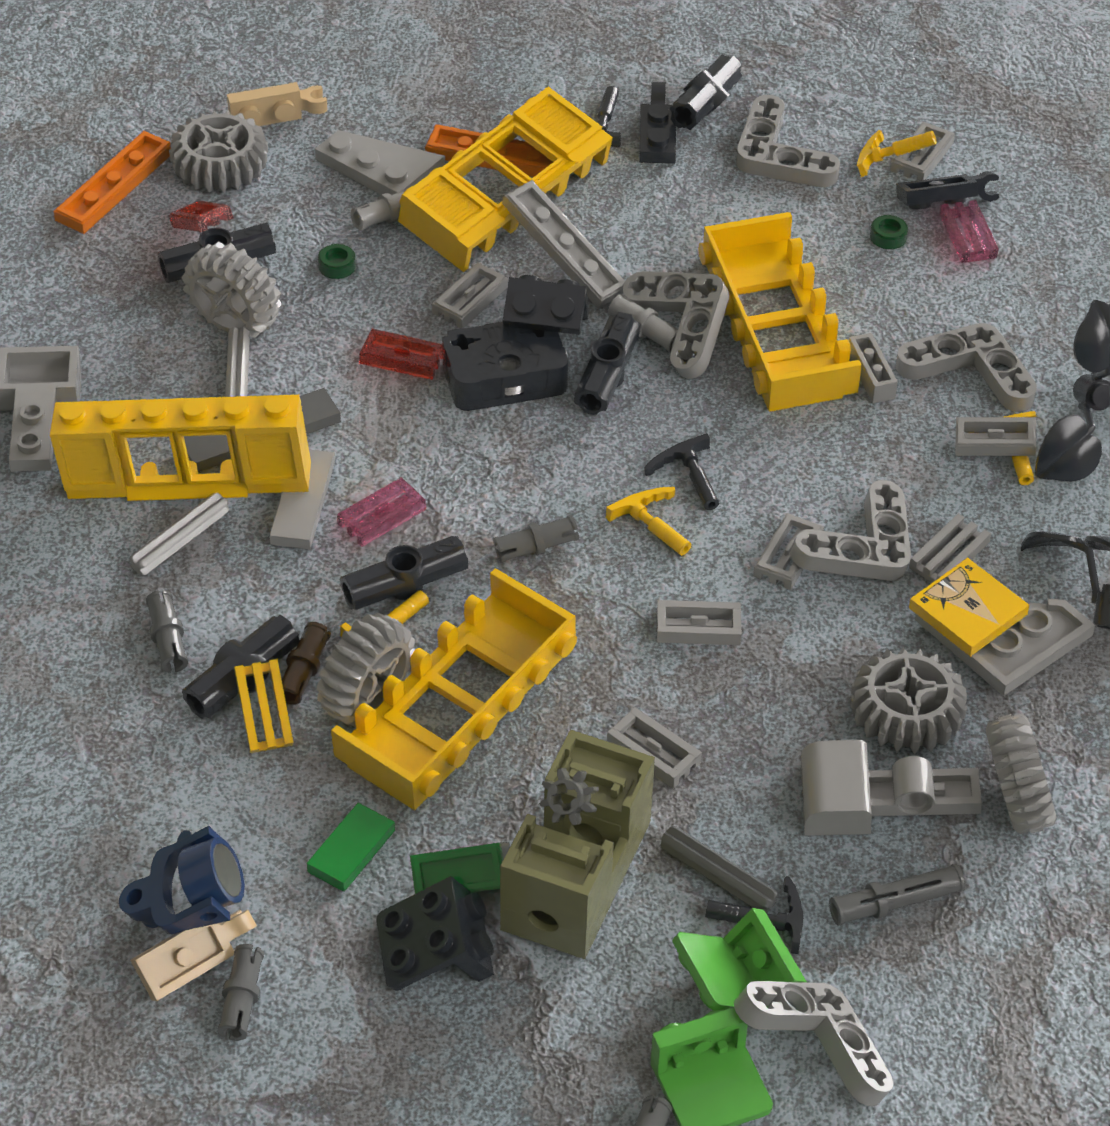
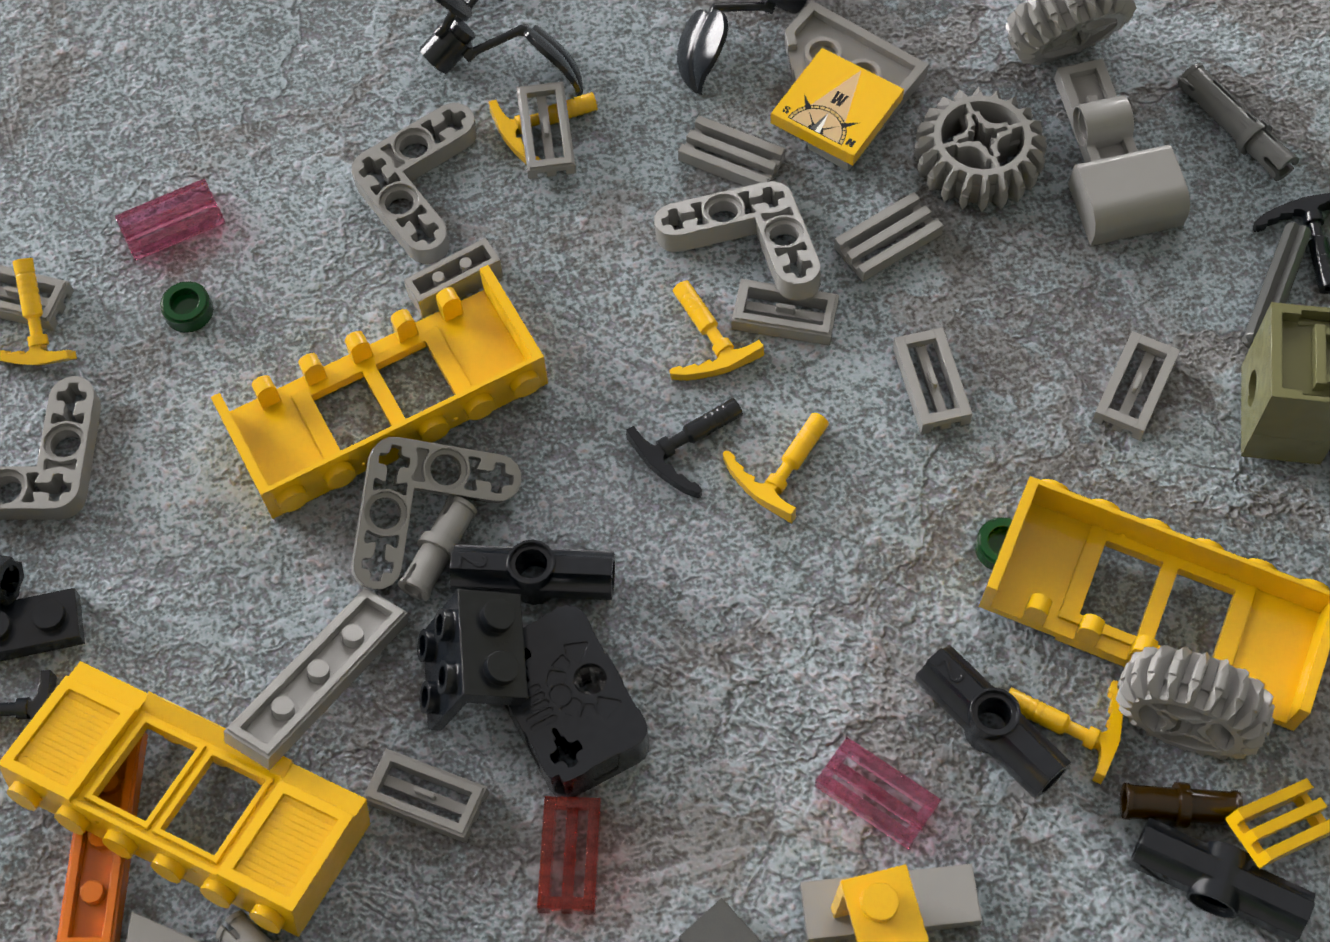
camera: 100 degrees left, 15 degrees up
(536, 538) = (870, 583): dark grey pin -> none
(756, 508) = (728, 357): none -> yellow piece
(855, 622) = (914, 215): none -> light grey tile
(948, 189) = (102, 251): black plate -> none

